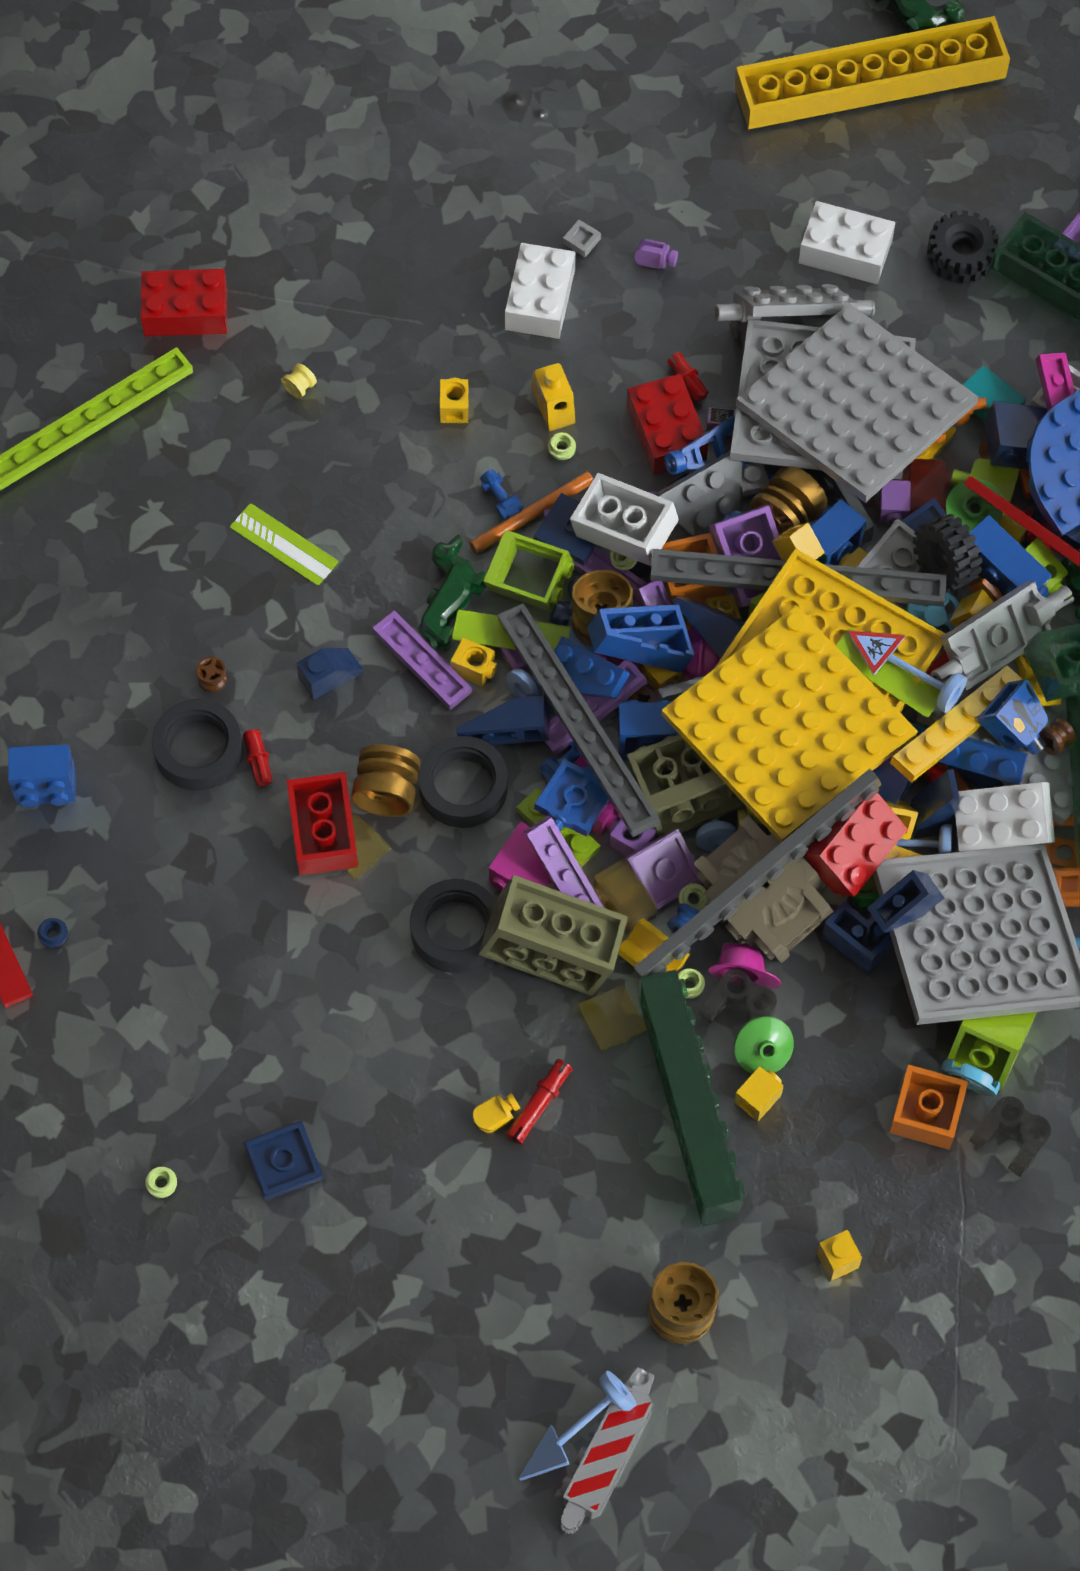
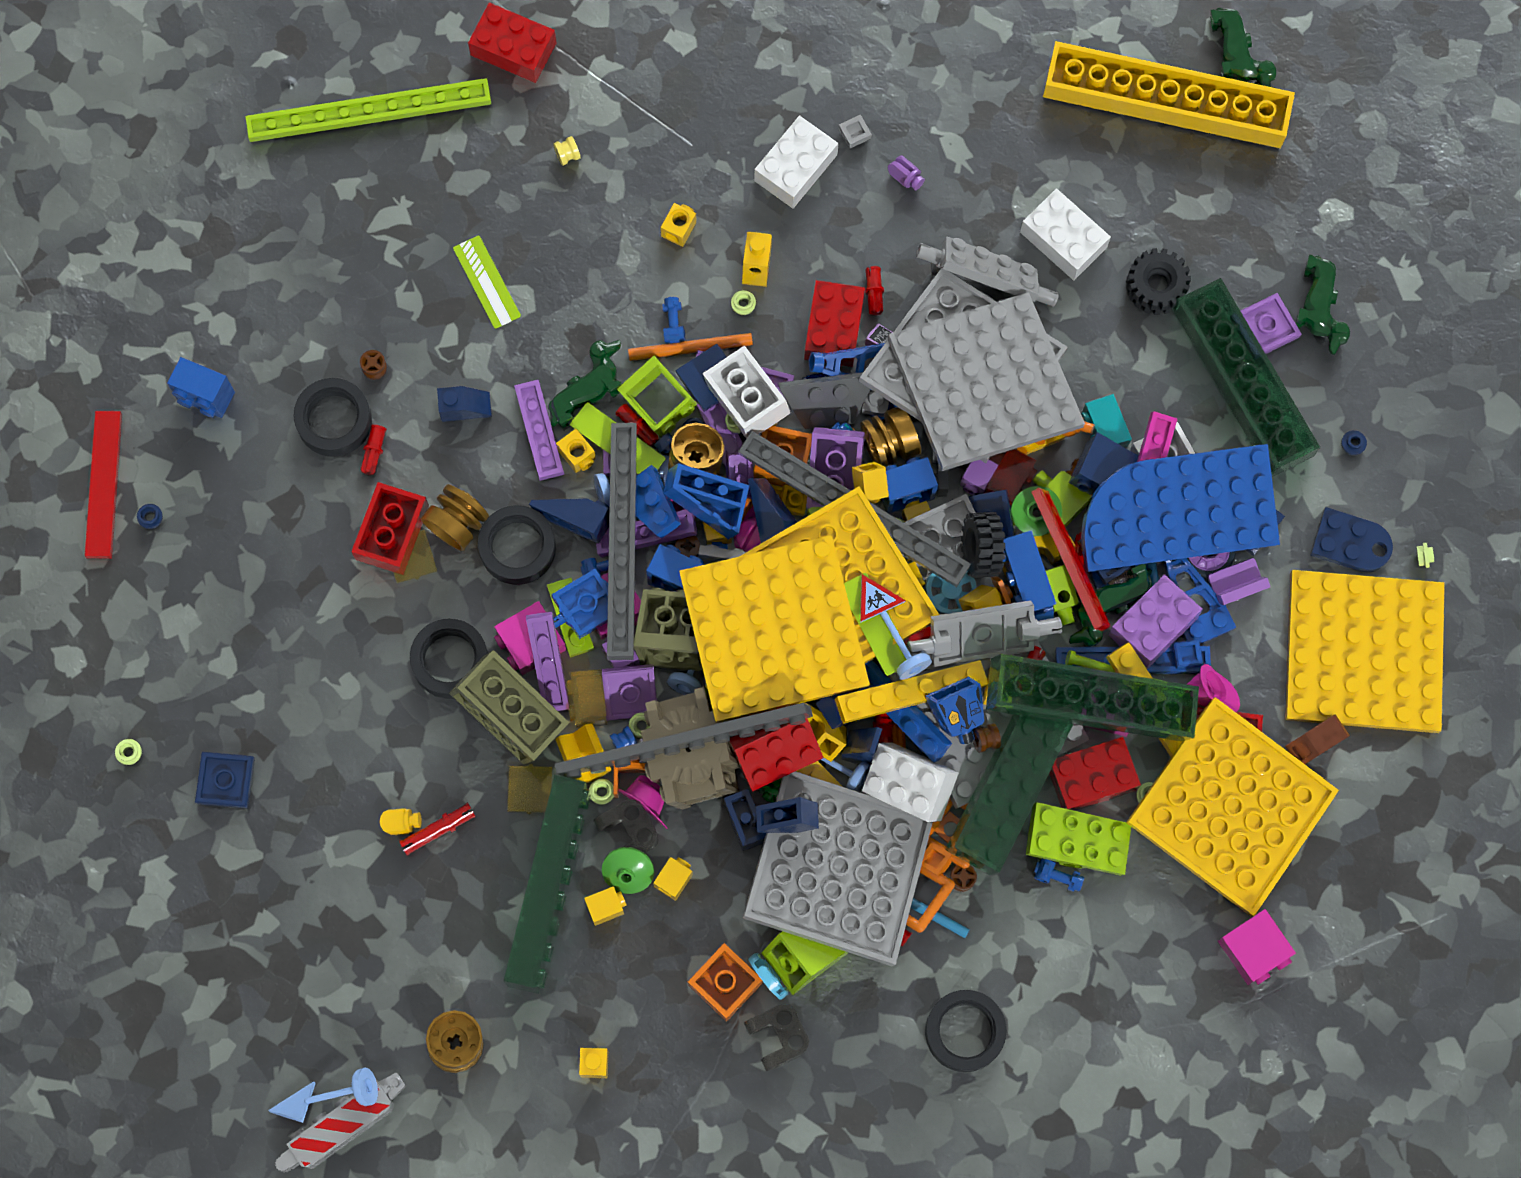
camera: 25 degrees right, 10 degrees up
(503, 604) = (644, 432): none -> red axle
(705, 946) = (635, 767): none -> orange bracket
(814, 1032) = (673, 877): none -> yellow brick

